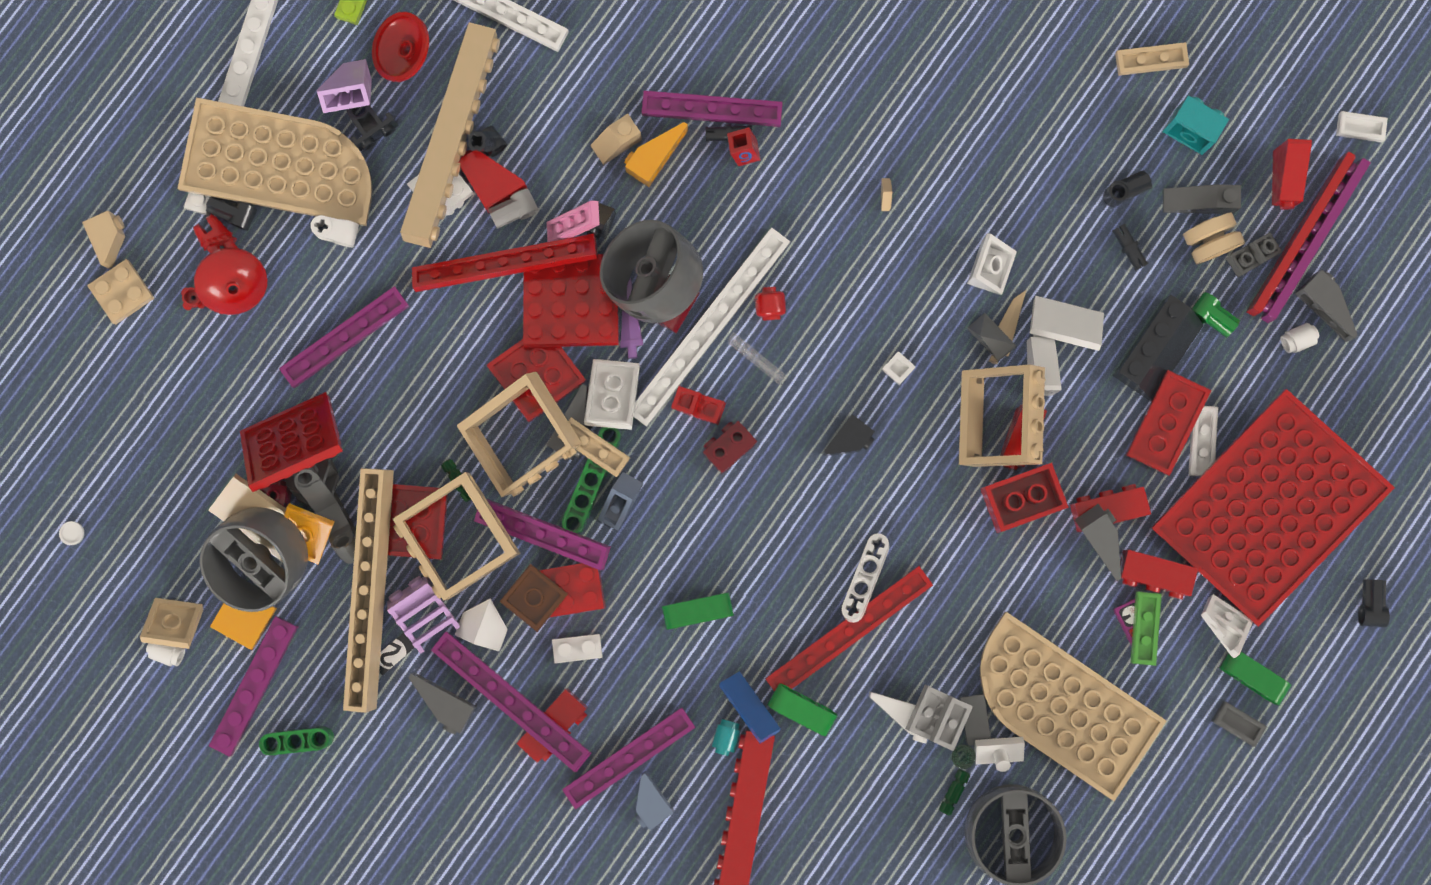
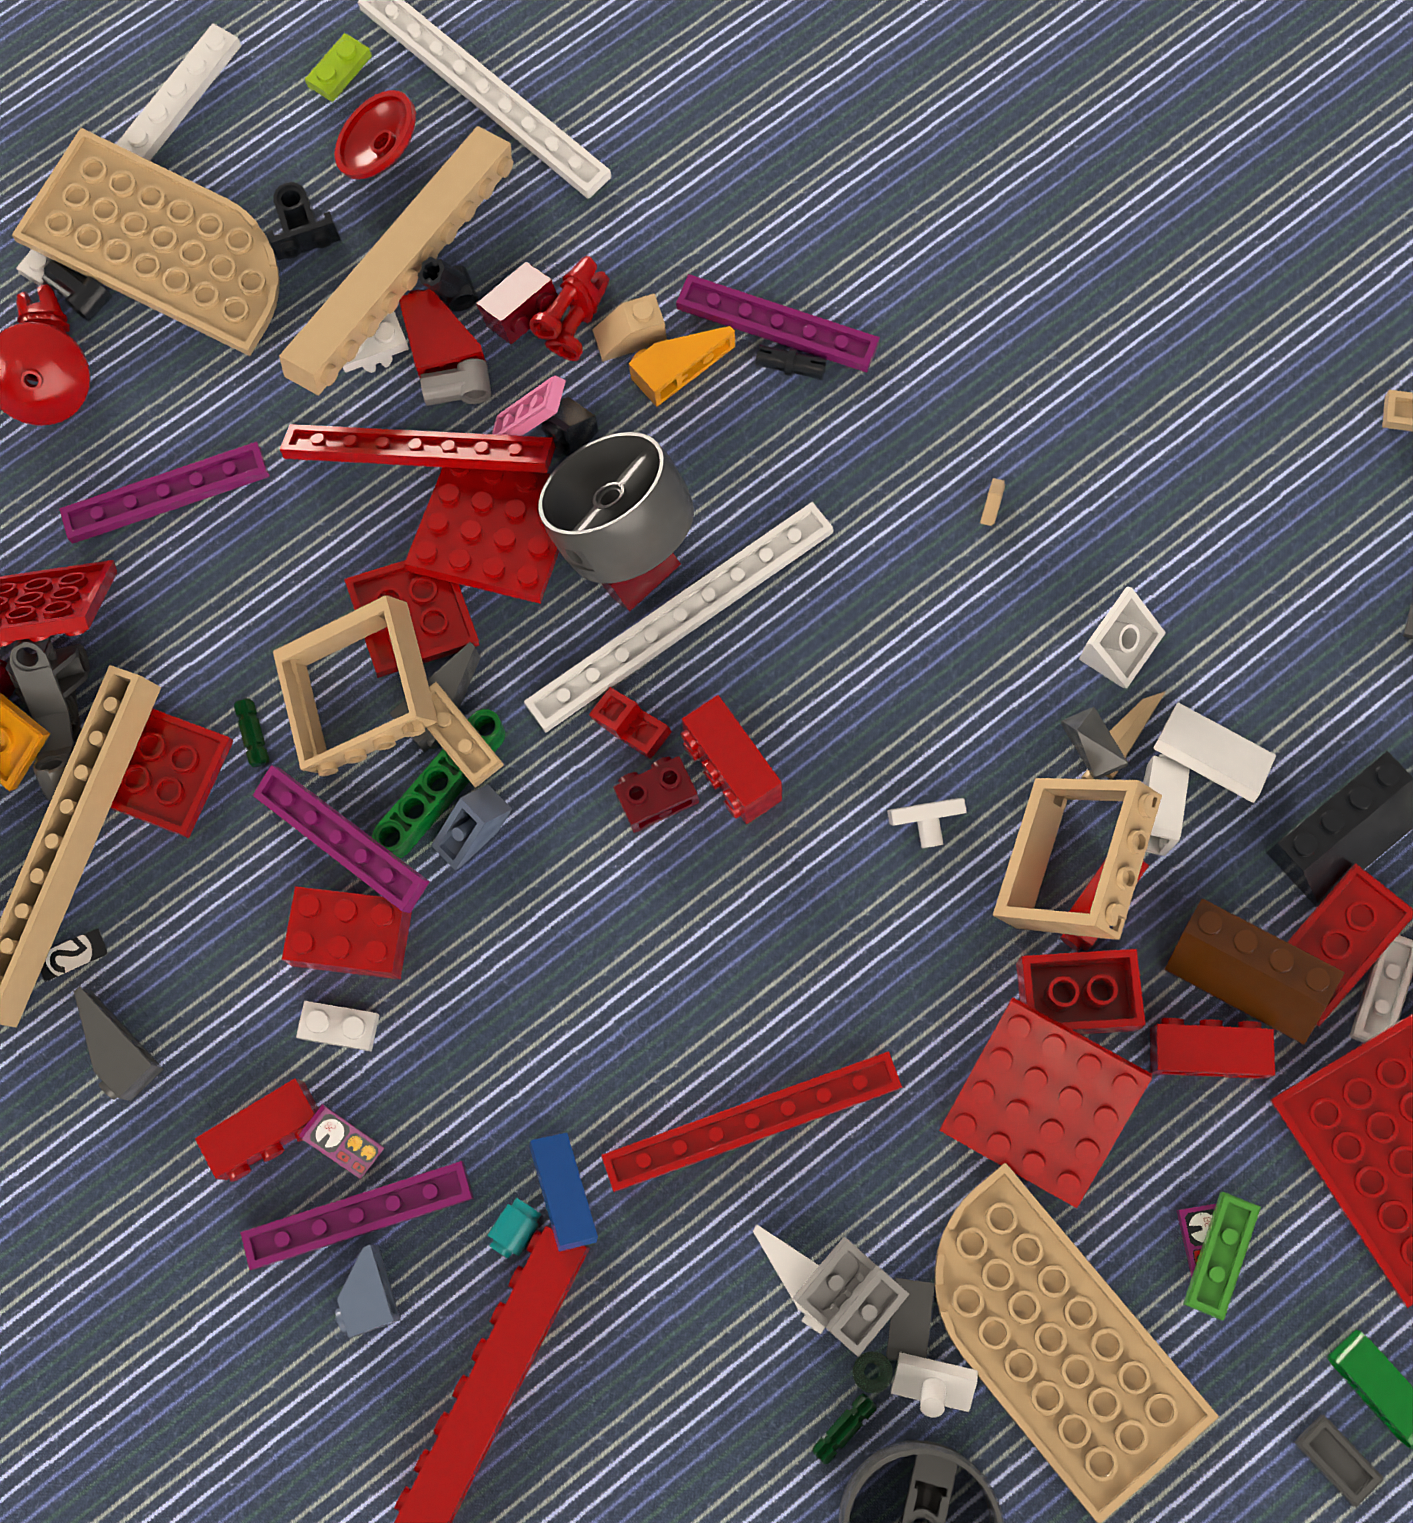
camera: 25 degrees right, 10 degrees down
(339, 230) = (203, 348): white piece -> none
(346, 87) = (281, 164): lavender slope -> none
(413, 599) = (112, 884): lavender plate -> none
(483, 626) = (212, 952): white slope -> none
(489, 517) = (272, 793): tan window -> none
(511, 701) = (210, 1075): magenta plate -> none
(534, 597) = (292, 925): reddish brown tile -> none
(537, 142) = (515, 301): none -> brick
(577, 126) = (583, 292): none -> red piece
(605, 718) = (341, 1141): none -> tile
(612, 394) = (508, 670): white tile -> none
(630, 331) = (564, 598): medium lavender bar -> none
(697, 611) = (532, 1021): green beam -> none
(743, 146) = (805, 381): red brick -> none
(757, 359) = (736, 680): clear tile -> none
(770, 304) = (778, 607): red head -> none
(771, 414) = (730, 760): none -> red brick
(802, 709) = (643, 1220): green beam -> none
(850, 438) = (838, 831): black slope -> none
(863, 577) = (806, 1048): white beam -> none
(898, 368) = (941, 750): white plate -> none
(901, 413) = (927, 818): none -> white tile
(1021, 569) = (1045, 1102): none -> red plate
(1103, 536) = (1189, 1087): dark grey slope -> none
(1123, 454) = (1254, 971): none -> reddish brown slope
(1128, 188) = (1357, 585): black piece -> none
(1130, 247) = (1340, 670): black pin -> none
(1157, 574) = (1261, 1174): red brick -> none
(1227, 624) = (1357, 1288): white wing -> none

